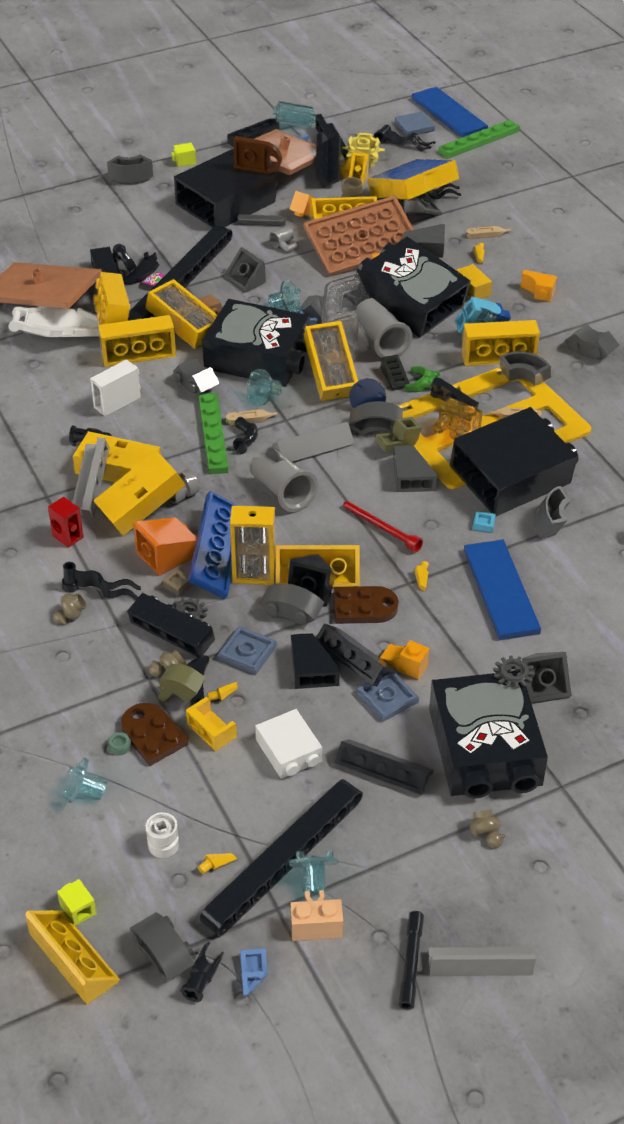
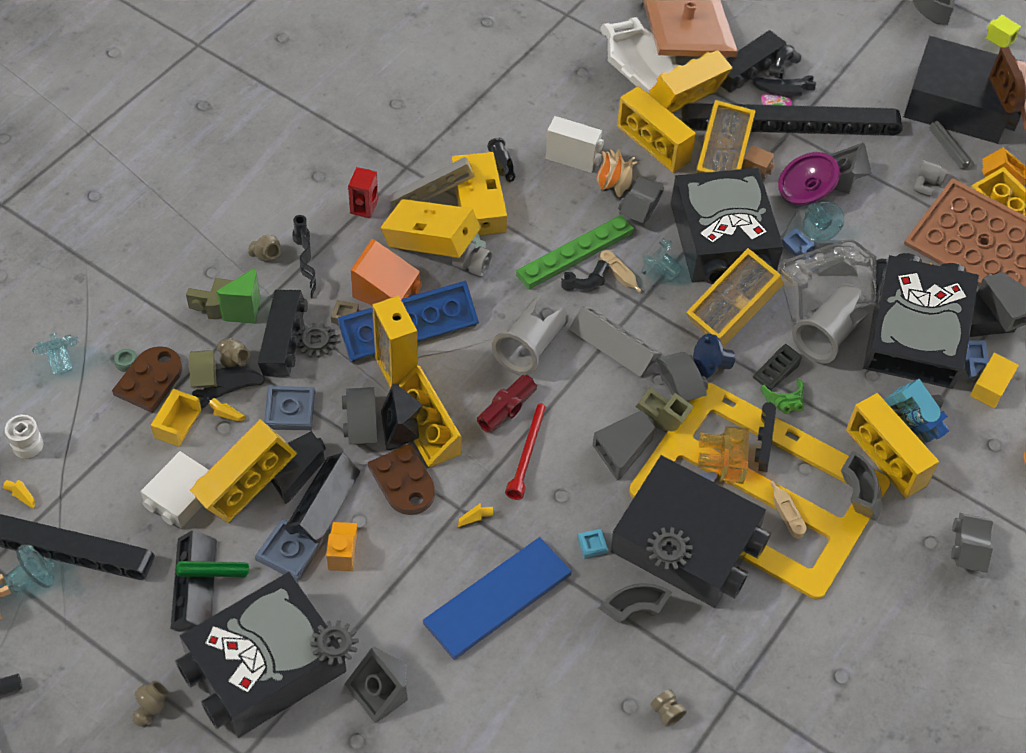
camera: 60 degrees right, 10 degrees up
(101, 658) = (207, 300): none -> olive brick
(124, 633) = (240, 299): none -> bright green slope
(162, 376) = (615, 172): none -> tan hair
(246, 279) = (809, 178): none -> magenta dish
(313, 681) = (243, 471): none -> yellow brick
(333, 519) = (506, 403): none -> dark red piece
(386, 742) = (212, 569): none -> green axle
(523, 465) = (676, 541): none -> dark grey gear

